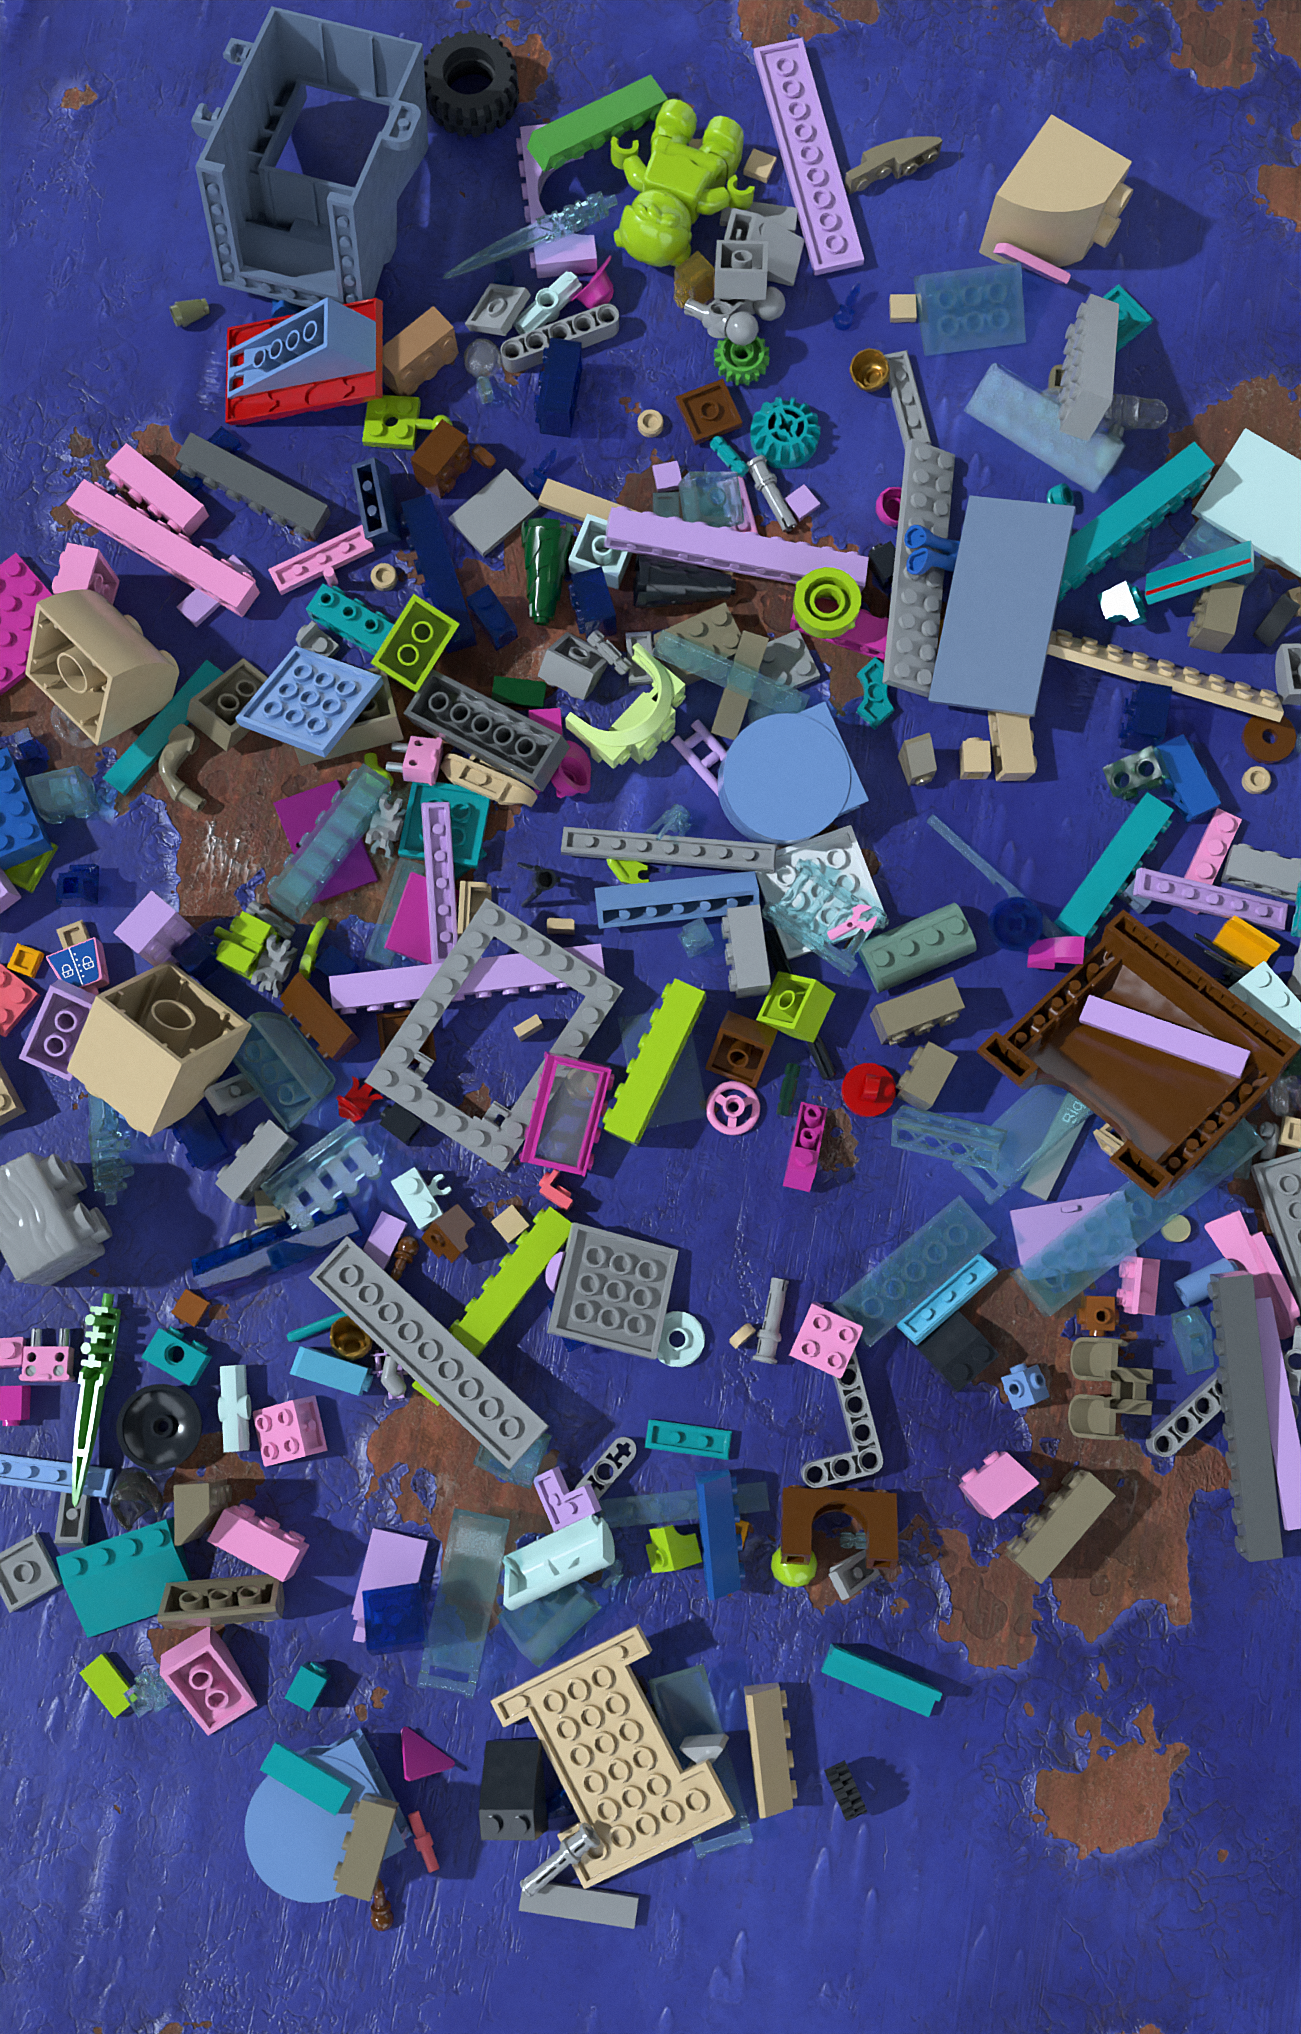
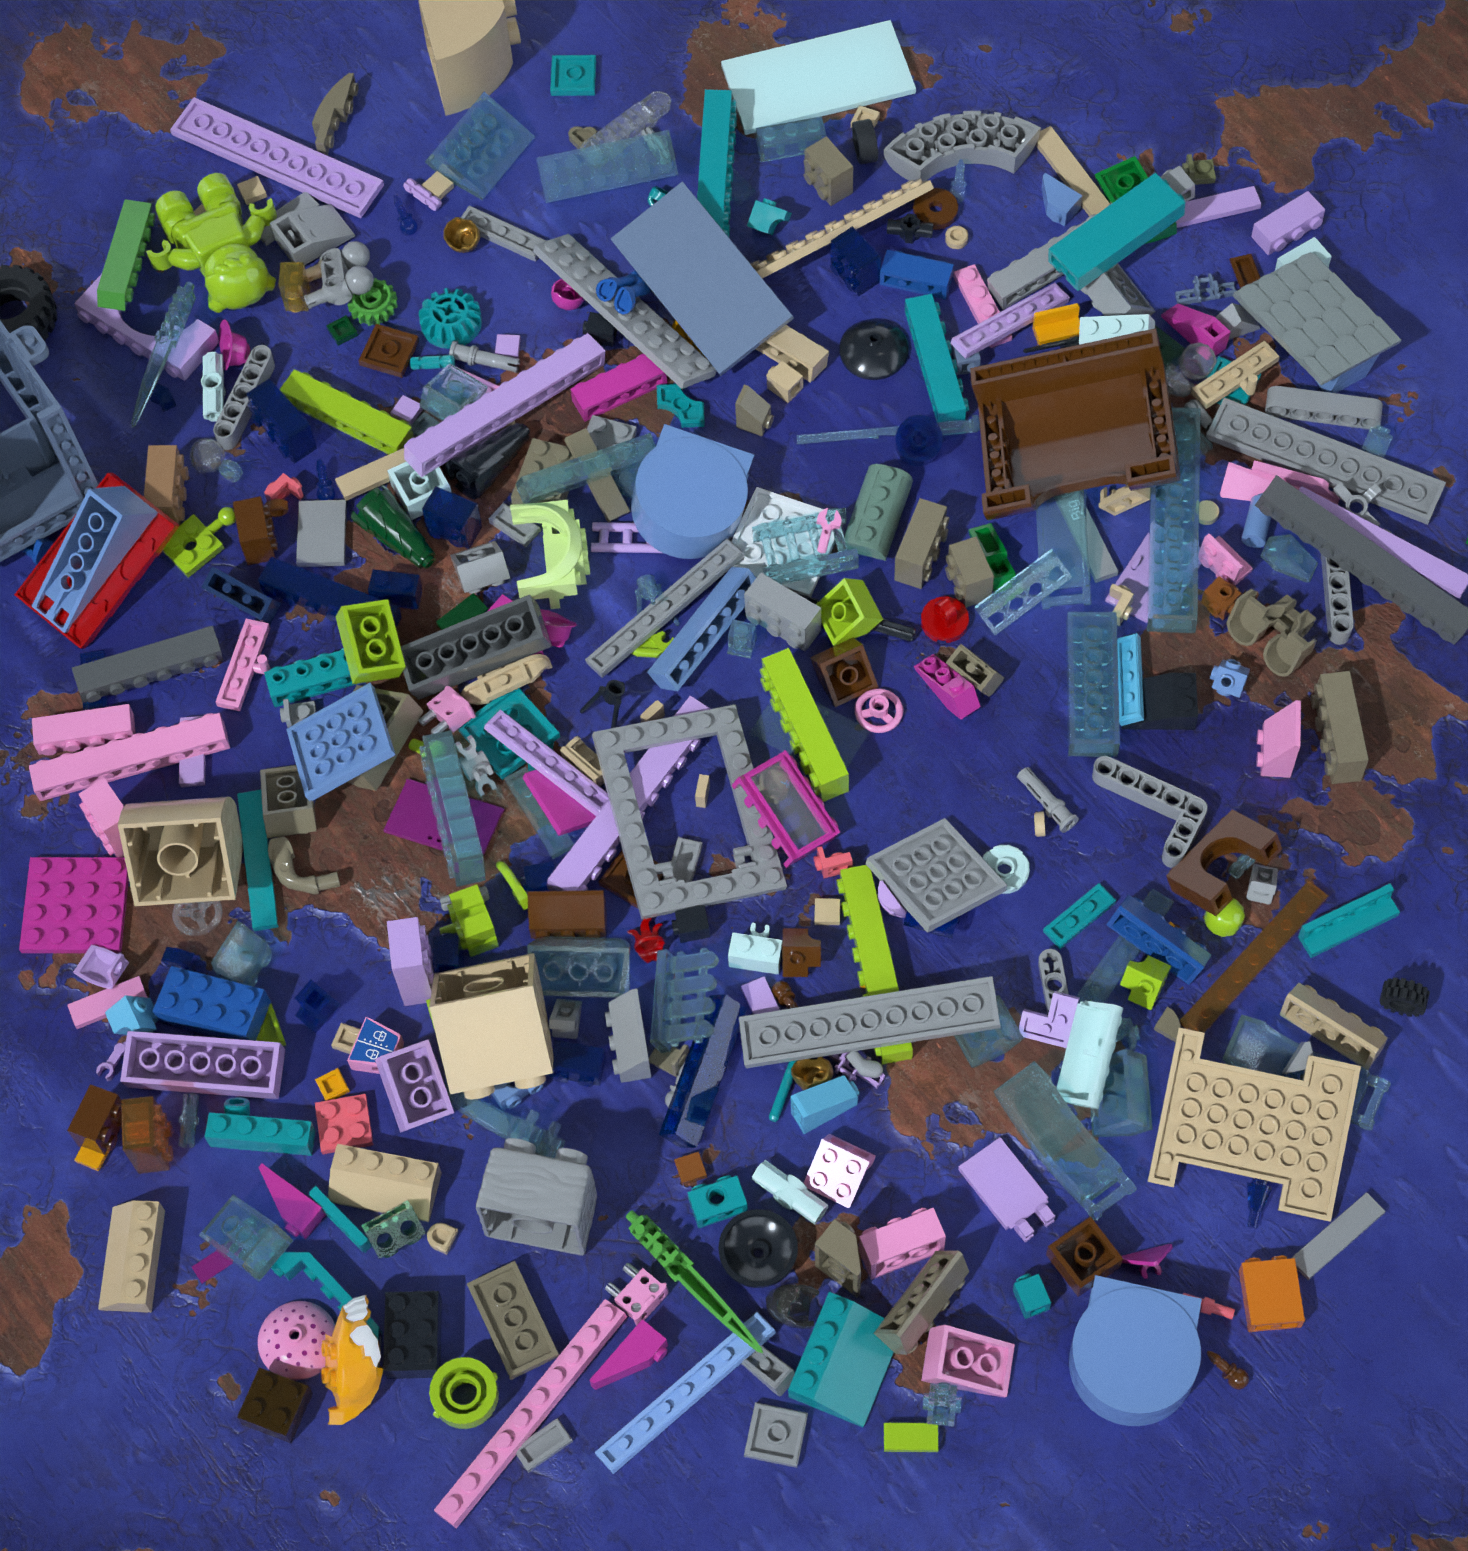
camera: 45 degrees left, 15 degrees down
(274, 966) = (503, 914): light grey pin -> none
(306, 1778) = (1096, 1324): teal tile -> none
(365, 1846) = (1178, 1317): dark tan brick -> none
(375, 1705) = (1083, 1255): none -> reddish brown brick
(384, 577) = (295, 636): tan tile -> none
(395, 1619) = (1037, 1188): clear blue brick -> none
(454, 1068) = (685, 859): none -> light grey tile
(476, 1890) = (1271, 1294): none -> orange brick
(497, 309) = (185, 416): light grey plate -> none
(503, 444) = (283, 487): none -> coral bracket
(513, 1791) = (1221, 1210): black slope -> none
(569, 1853) = (1297, 1202): light grey pin -> none
(609, 652) = (493, 536): light grey axle -> none
(618, 431) = (346, 413): none -> lime brick
(650, 423) = (359, 390): tan tile -> none
(651, 1599) = (1168, 1024): none -> dark tan tile
(695, 357) = (342, 330): none -> dark green tile
(741, 270) = (321, 247): light grey brick -> none
(776, 1623) = (1254, 958): none -> clear orange tile
(788, 1089) = (898, 666): axle -> none
(826, 1340) = (1089, 769): bright pink bracket -> none
(831, 584) = (592, 362): lime piece -> none
(837, 1160) = (975, 670): none -> dark tan brick
(882, 303) = (422, 194): none -> lavender axle
(961, 1082) = (995, 554): none -> green slope
(1010, 1237) = (1124, 604): none -> tan bracket
(1032, 263) = (490, 87): bright pink tile -> none
(1058, 950) = (955, 438): dark pink slope -> none
(1069, 818) = (869, 358): none -> black dish
(1088, 367) = (597, 106): light grey brick -> none
(1134, 766) = (881, 293): brick -> none
(1165, 1036) = (1075, 408): lavender tile -> none
(1199, 572) = (792, 155): teal tile -> none
(1230, 742) = (910, 228): none -> black axle

